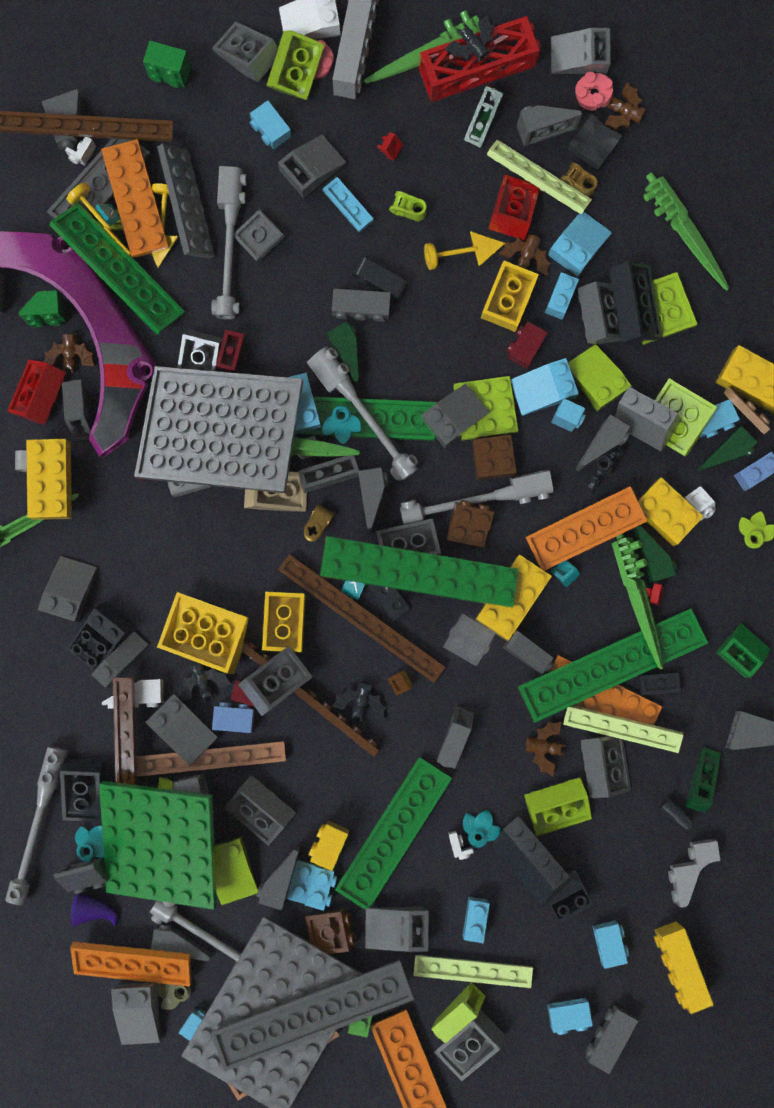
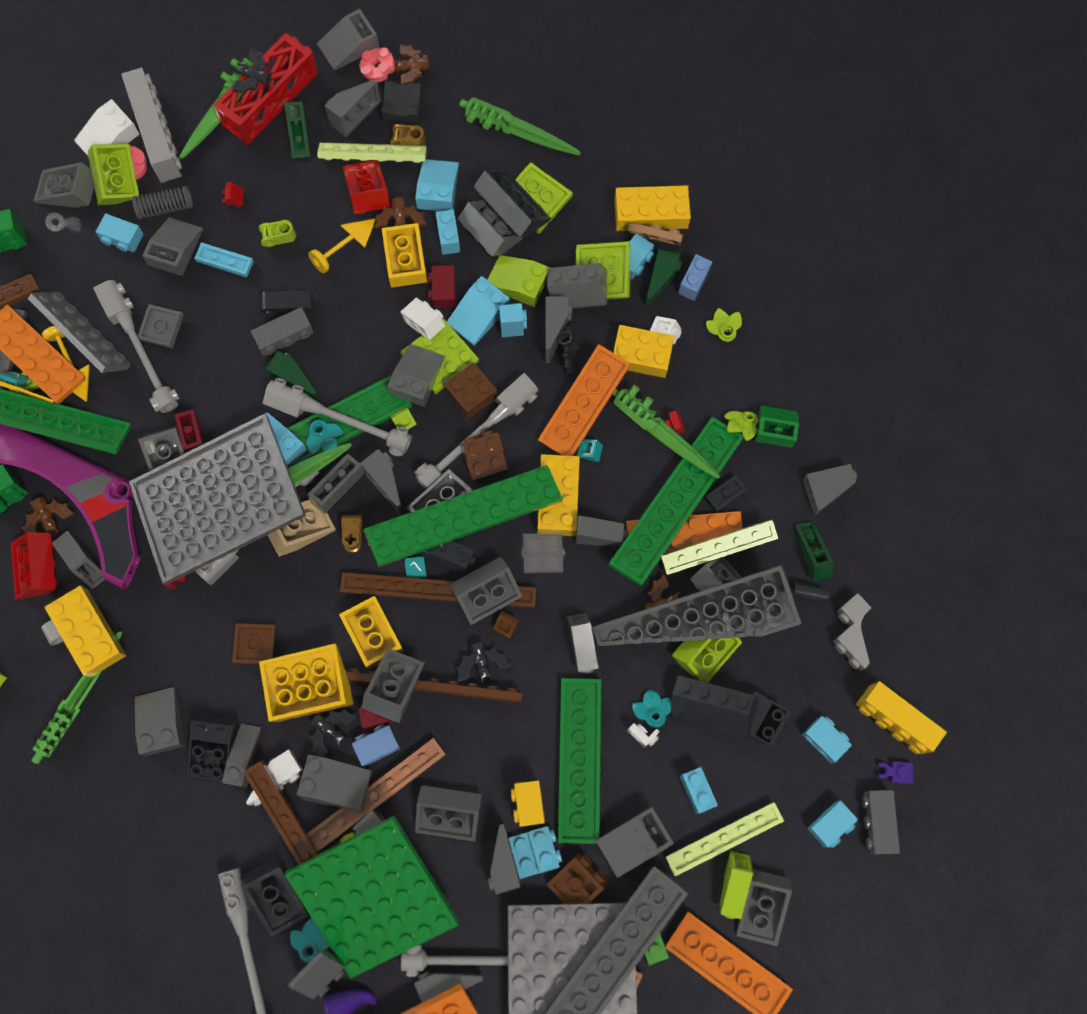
camera: 30 degrees left, 10 degrees down
(181, 571) = (253, 643): none -> reddish brown plate
(233, 871) = (458, 884): lime slope -> none
(234, 90) = (71, 223): none -> clear plate
(300, 109) = (140, 211): none -> dark grey piece
(400, 645) = (486, 590): none -> dark grey slope
(419, 448) = (403, 418): none -> lime plate
(491, 366) = (423, 318): none -> white brick
(603, 793) = (737, 609): none -> dark grey wedge
(653, 1007) = (899, 772): none -> dark purple plate
(659, 562) = (664, 396): dark green slope -> none
(712, 630) = (742, 422): none -> lime plate

